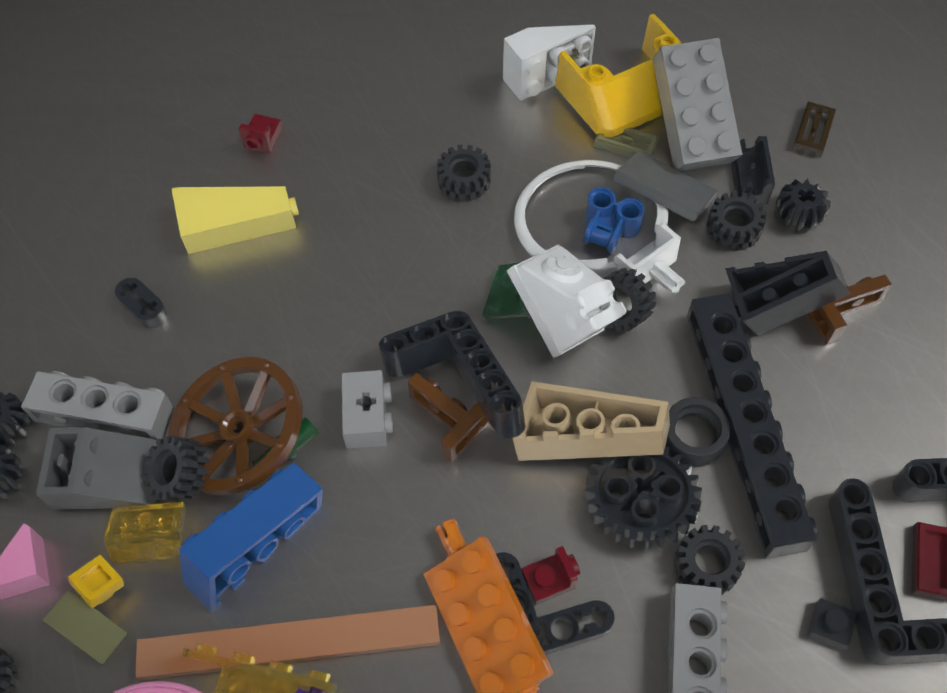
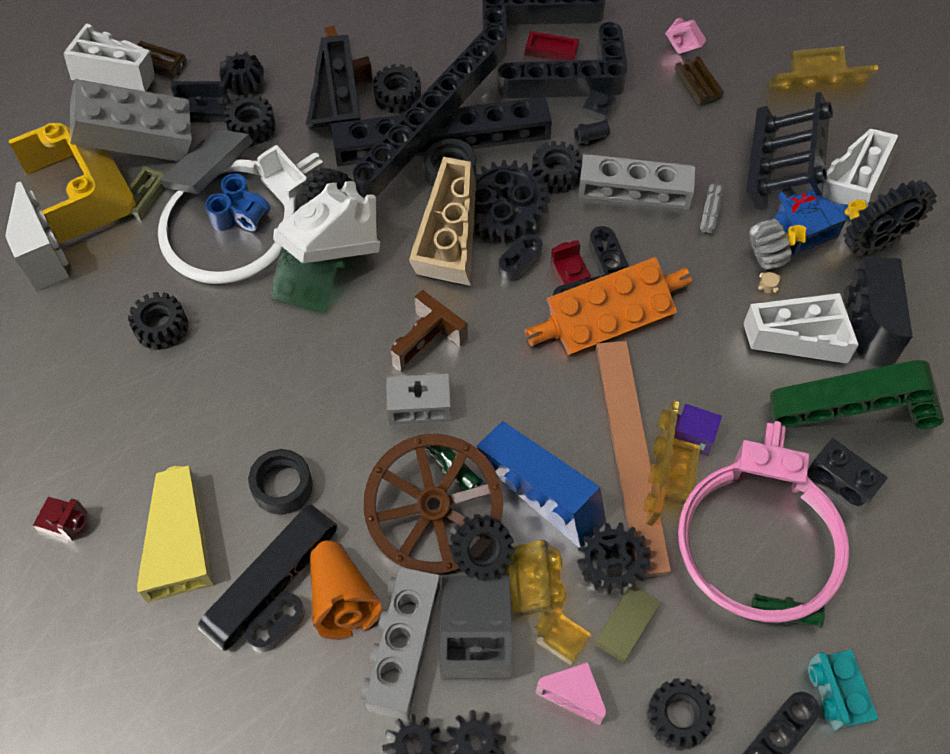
camera: 90 degrees left, 0 degrees up
(82, 551) = (561, 635): none -> clear yellow bracket
(96, 581) = (589, 611): yellow tile -> none
(153, 618) = (616, 572): none -> black gear
(156, 344) = (340, 593): none -> orange cone
(184, 292) = (266, 577): none -> black beam
(274, 272) = (270, 461): none -> black tyre
(458, 338) = (387, 307): black beam -> none
(567, 510) = (516, 254): none -> black beam
(778, 398) = (430, 112): none -> black beam
(778, 609) = (589, 132): none -> black pin
(790, 80) = (108, 61): none -> white wedge
(820, 353) = (392, 78): none -> black tyre

